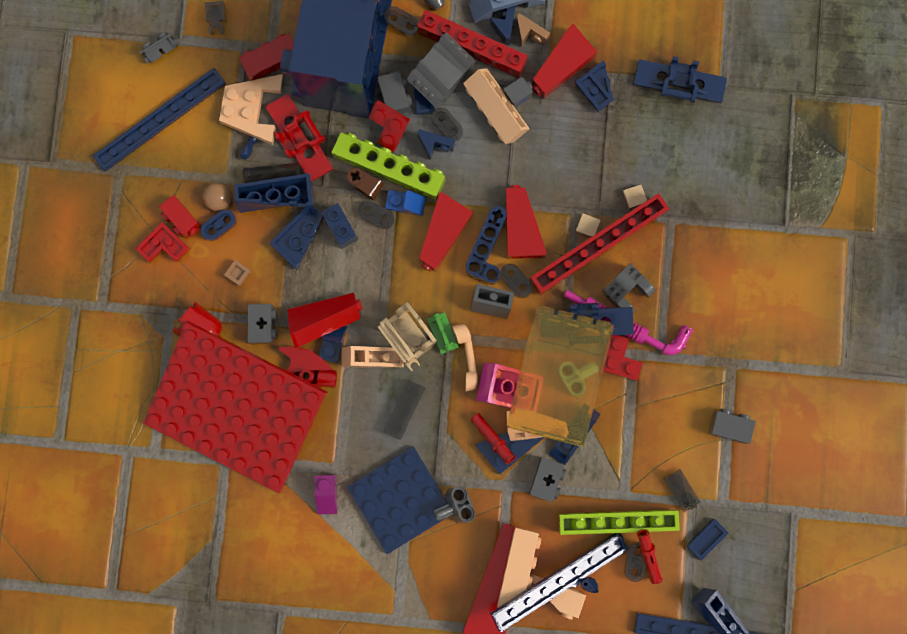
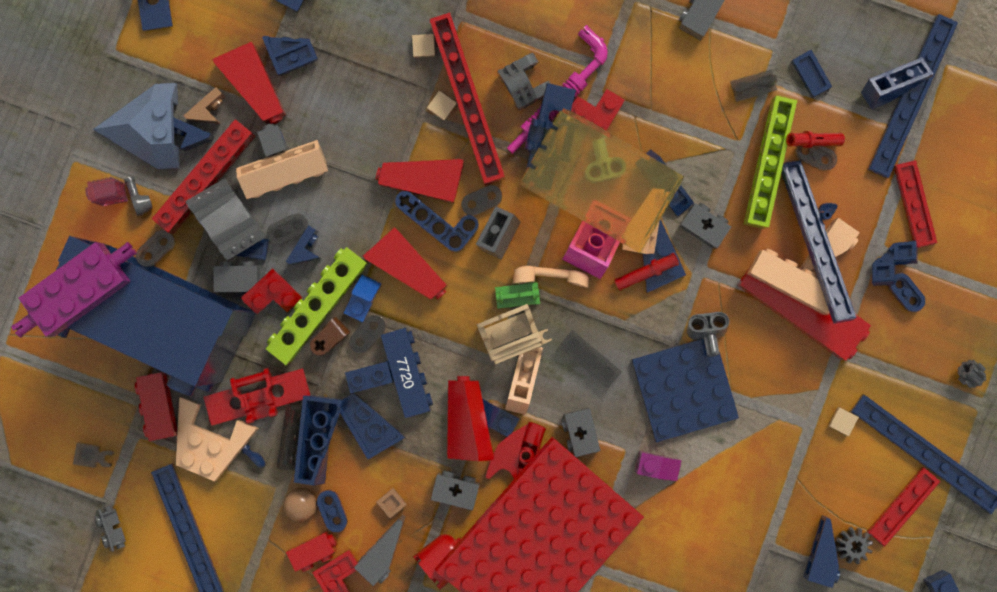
camera: 75 degrees left, 5 degrees up
(191, 276) = (377, 560): none -> dark grey slope
(332, 428) = (589, 442): none -> dark grey brick
(352, 255) = (406, 373): none -> dark blue brick

